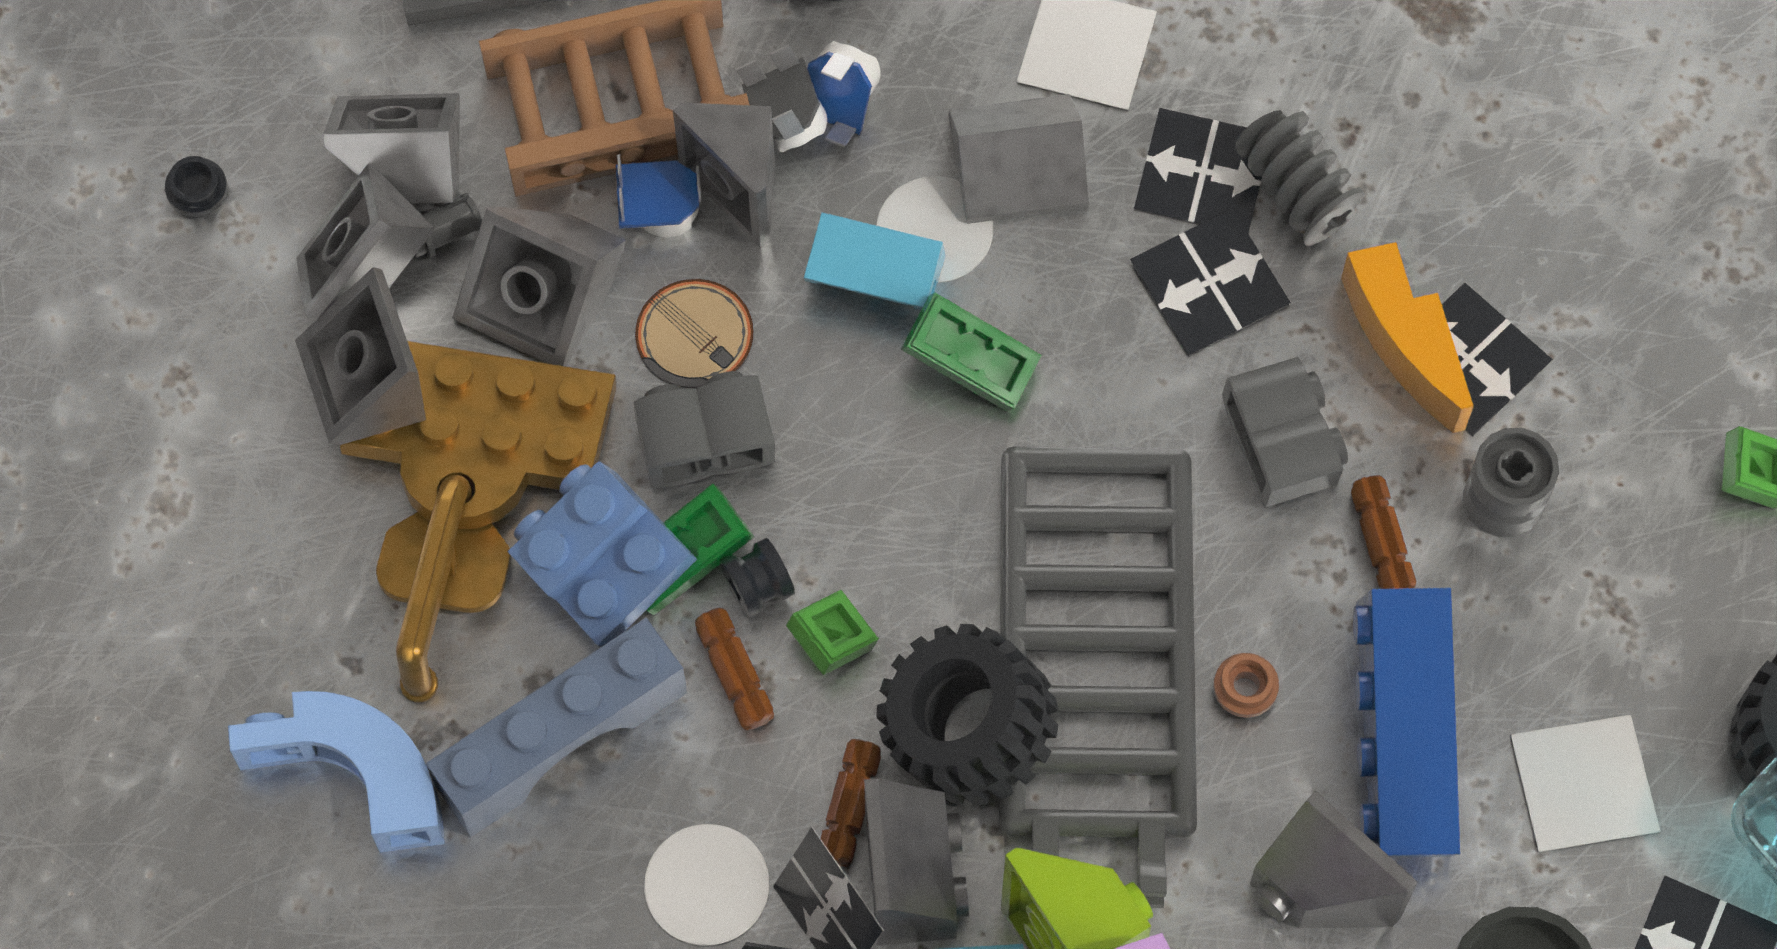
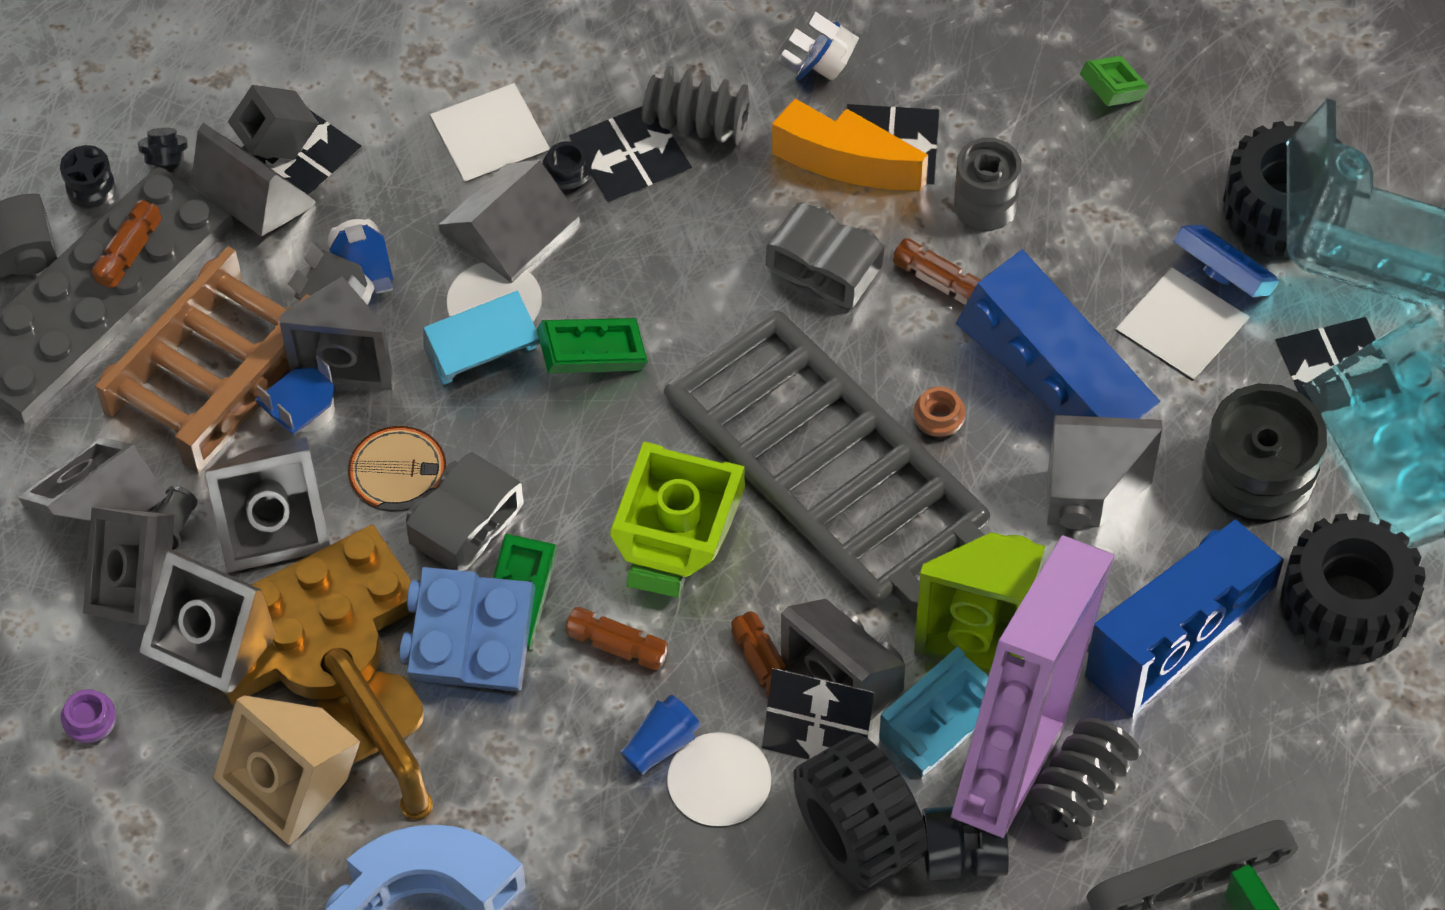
camera: 40 degrees left, 10 degrees down
(212, 365) = (88, 716): none -> medium lavender plate
(328, 552) = (284, 762): none -> tan slope
(508, 755) = (530, 774): sand blue arch -> none
(686, 798) = (661, 734): none -> blue cone
(757, 577) = (582, 571): black wheel -> none
(887, 588) = (676, 510): none -> lime slope
(930, 687) = (769, 515): black tyre -> none
(1122, 141) = (568, 164): none -> black plate
(1210, 281) = (695, 209): black sticker -> none
(1491, 211) = (825, 54): none -> piece
(1683, 755) = (1225, 261): none -> blue plate

